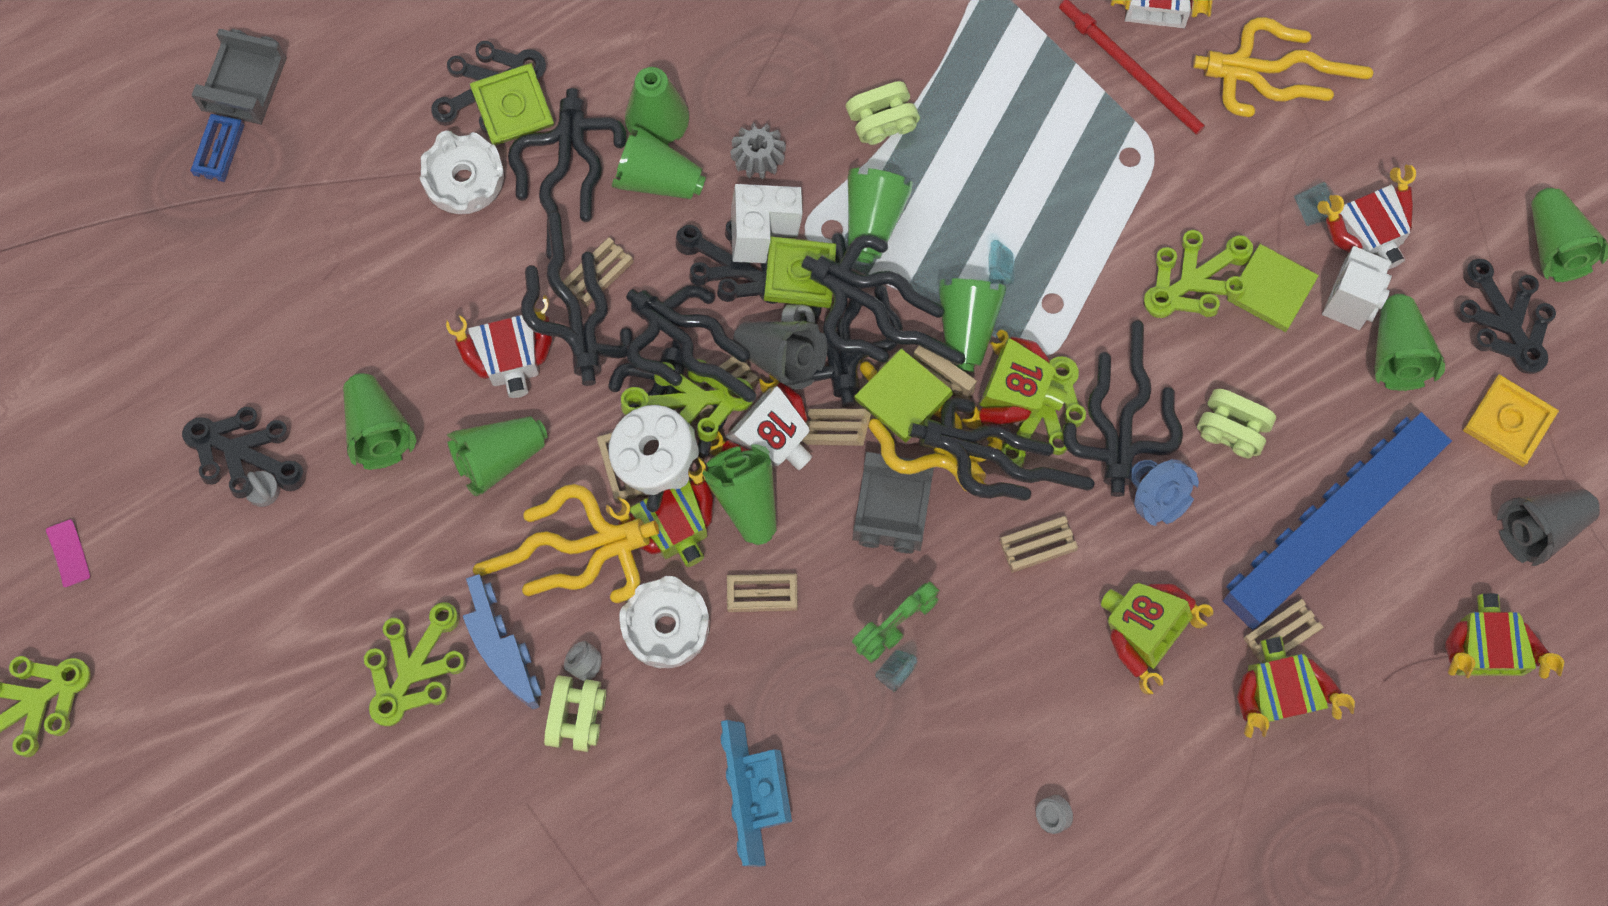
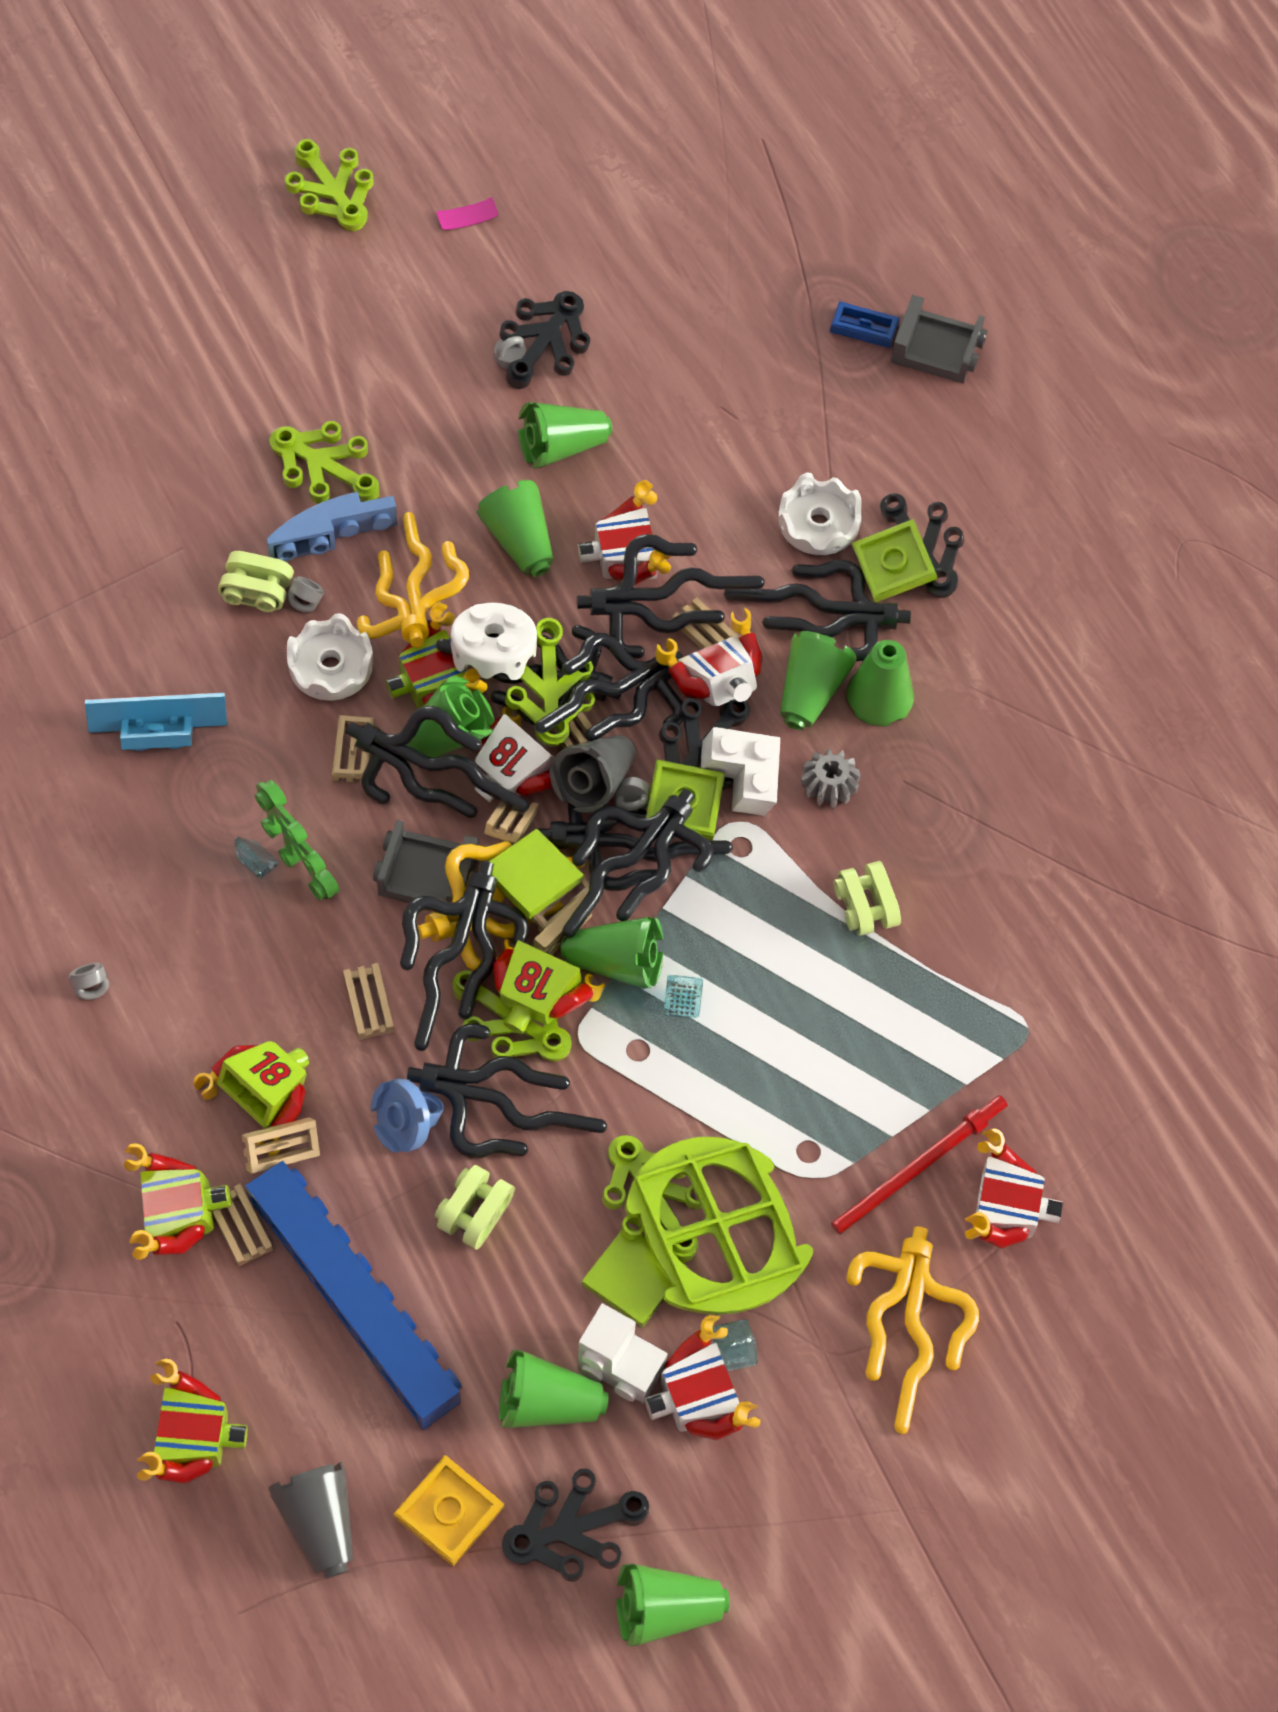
camera: 90 degrees right, 10 degrees down
(653, 247) = (718, 671): none -> torso
(784, 530) = (396, 752): none -> black plant
(875, 206) = (752, 874): bright green cone -> none
(1209, 599) = (277, 1131): none -> tan tile
(1233, 164) = (690, 1290): none -> lime window

